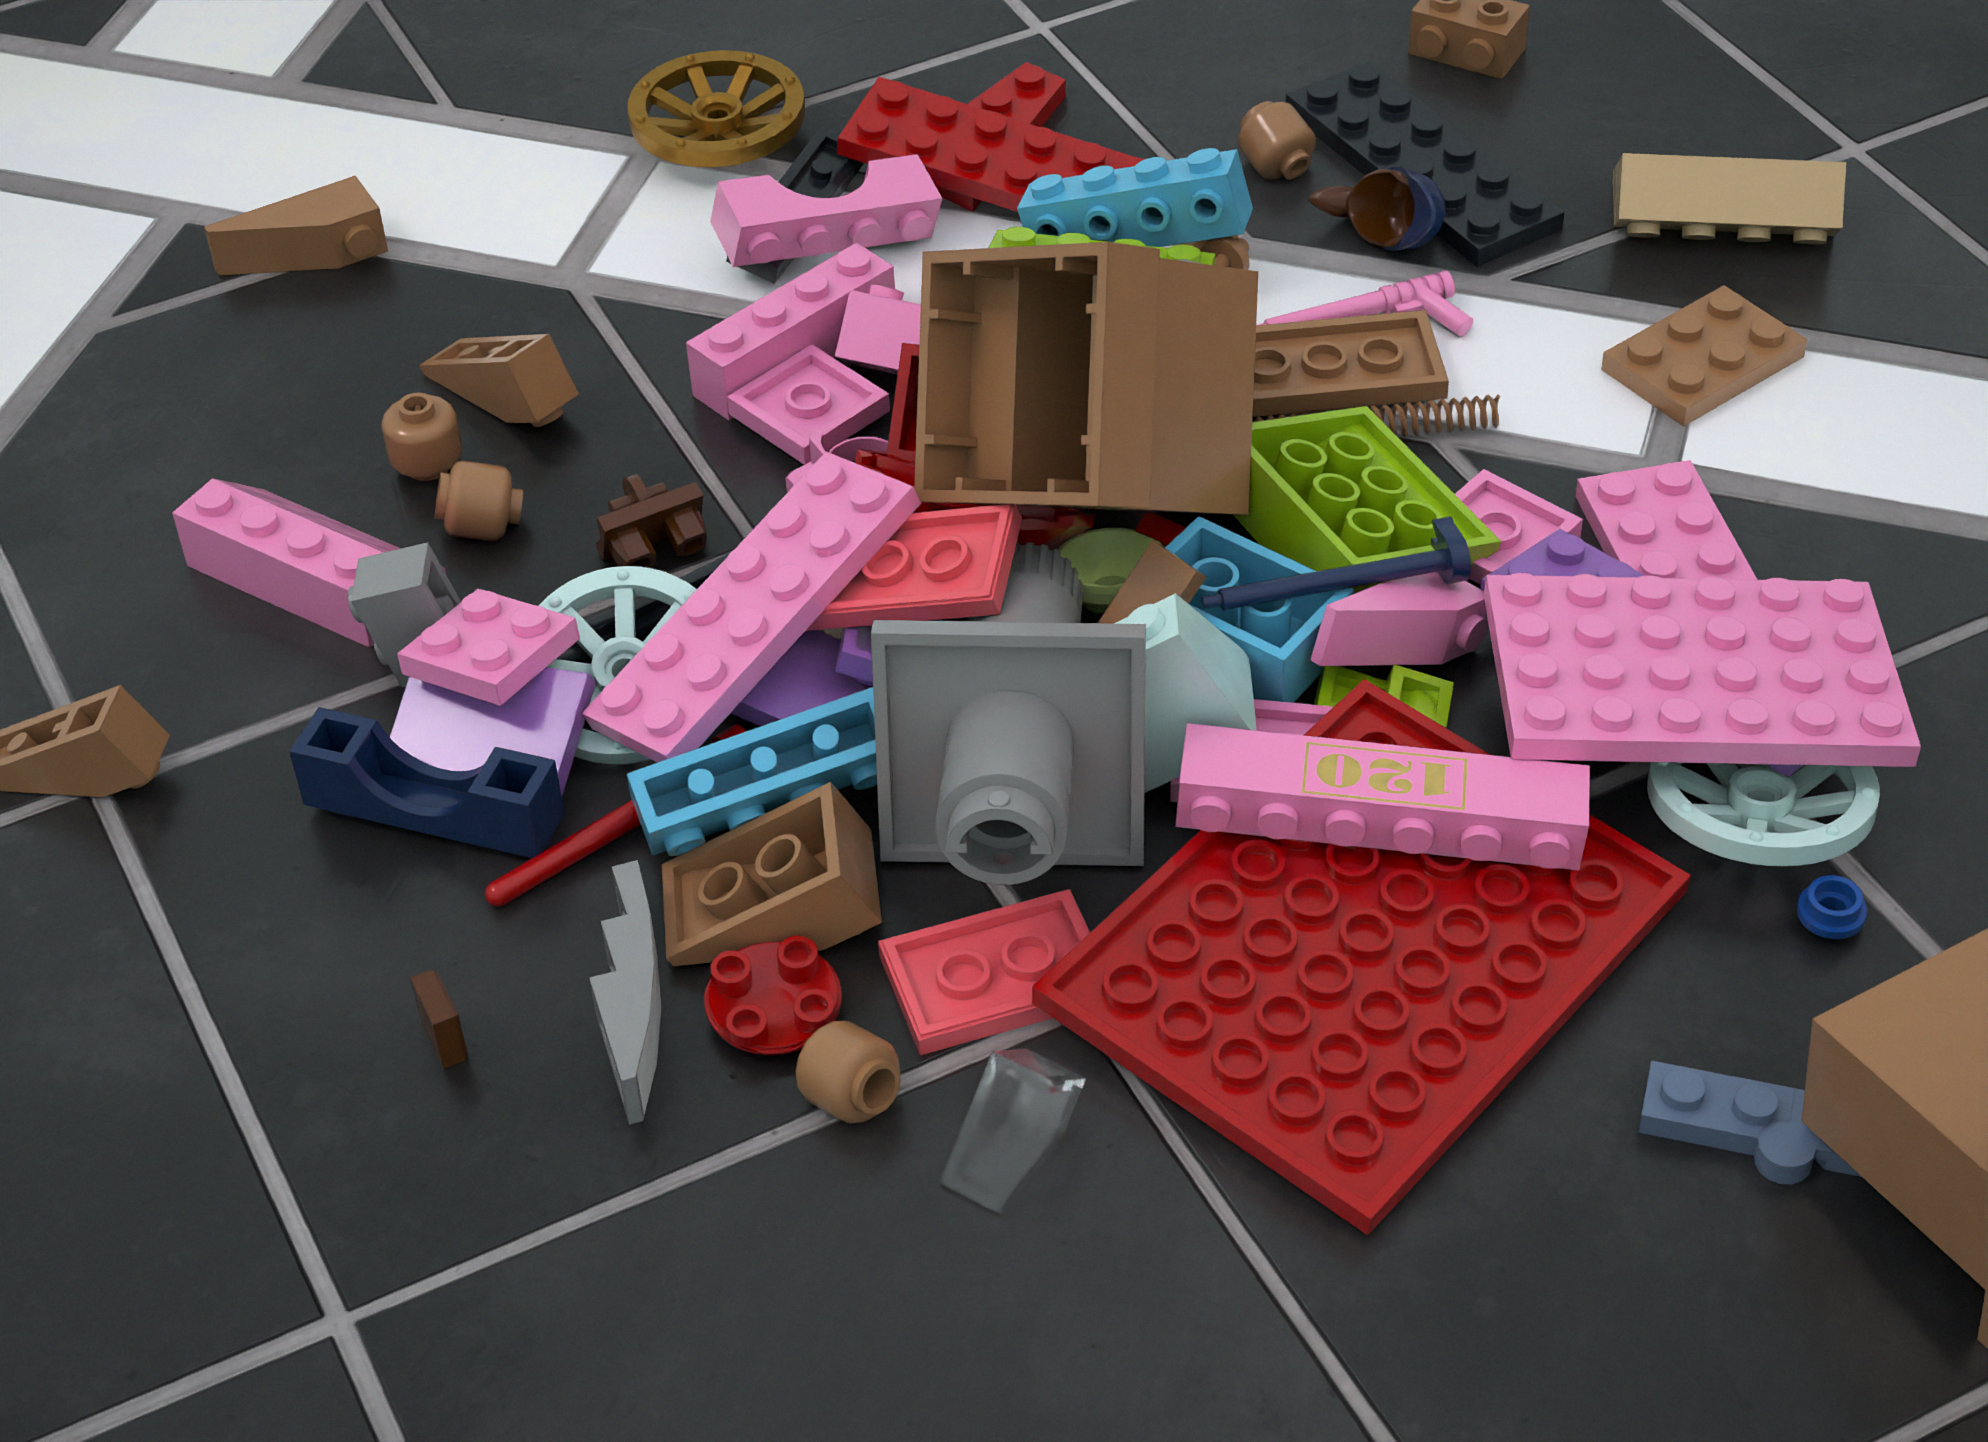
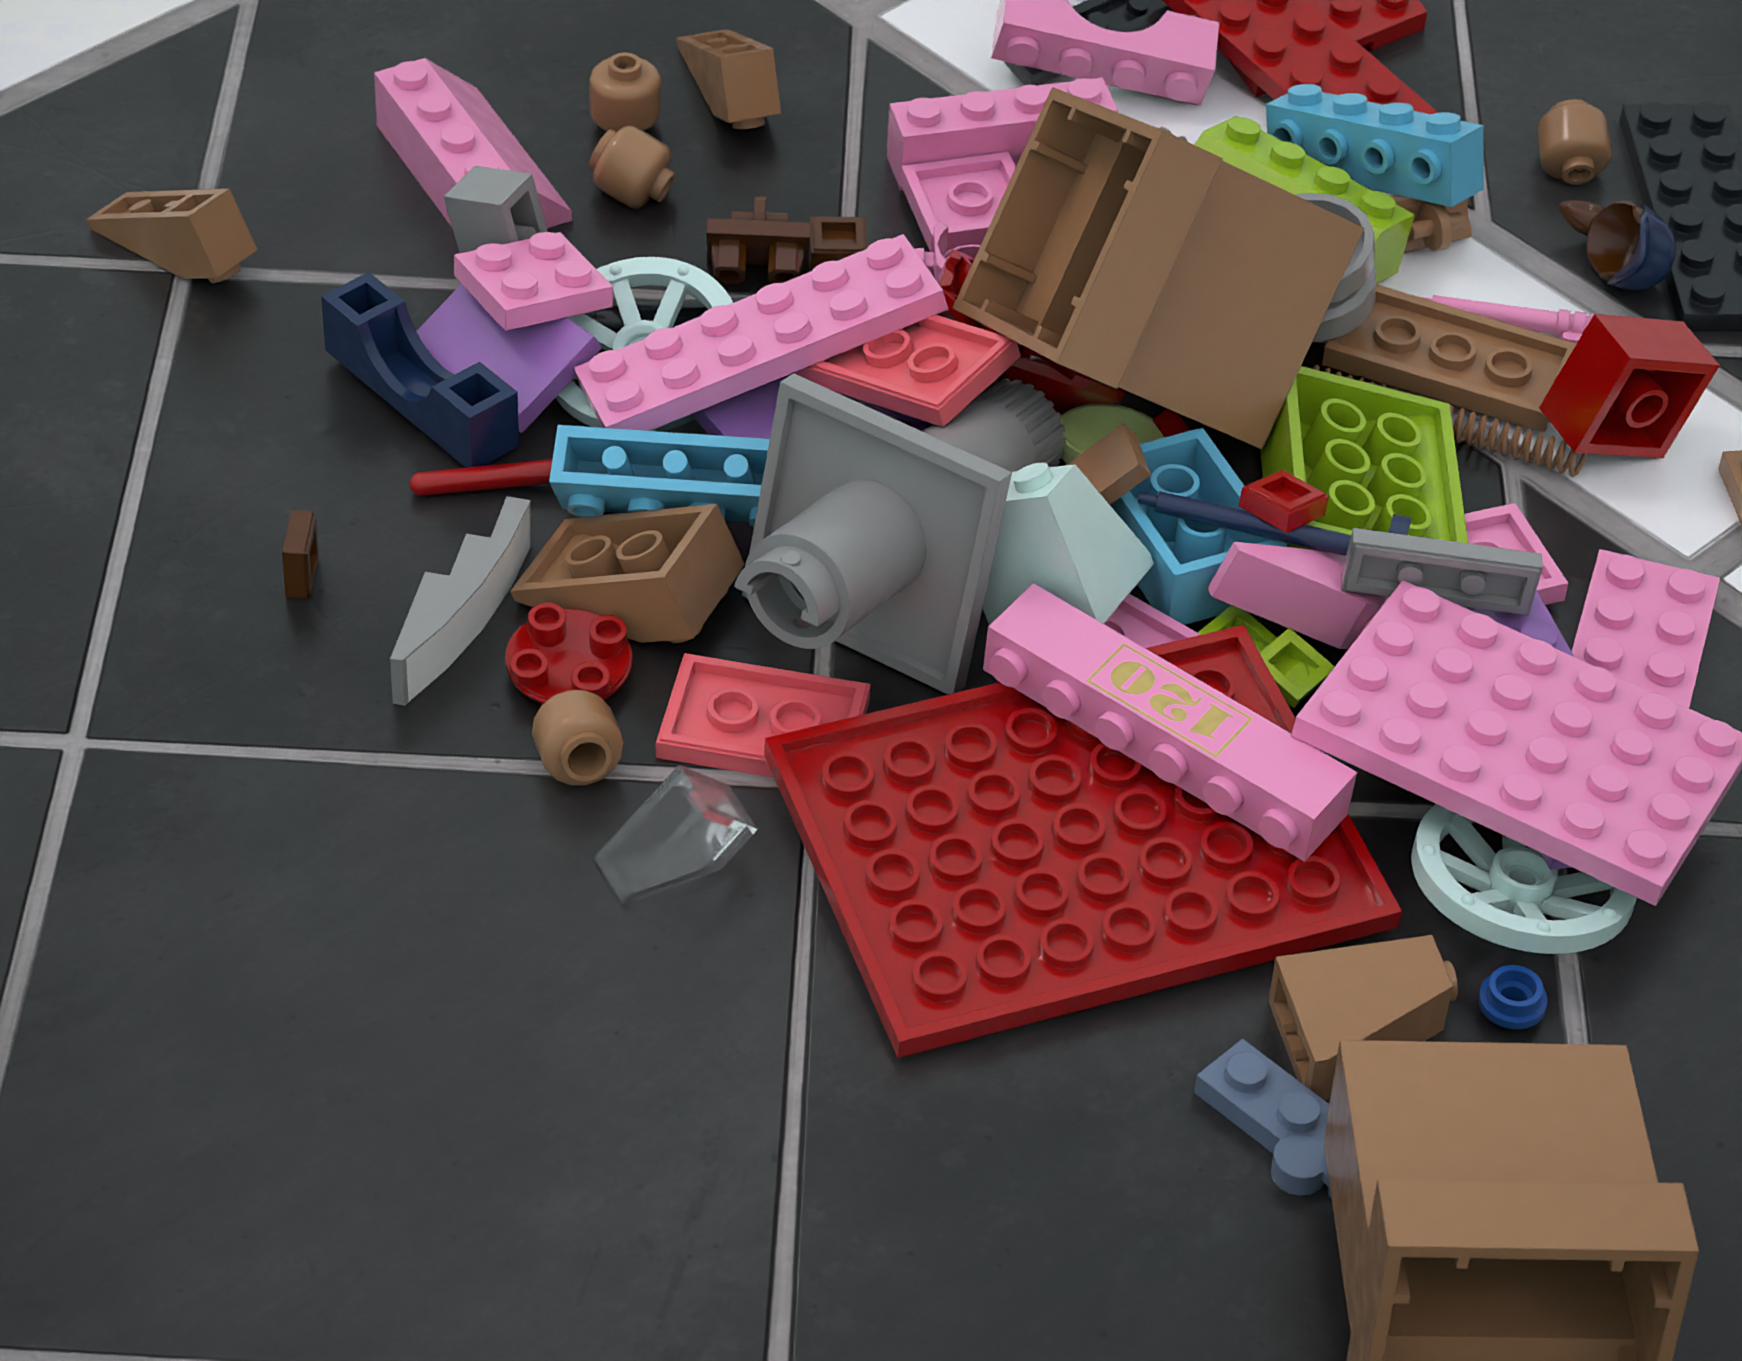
camera: 25 degrees right, 0 degrees up
(722, 488) = (836, 238): none -> reddish brown tile
(1333, 549) = (1283, 501): none -> red tile
(1509, 326) = (1628, 386): none -> red brick
(1528, 545) = (1453, 570): none -> light grey tile
(1721, 983) = (1358, 994): none -> medium nougat slope

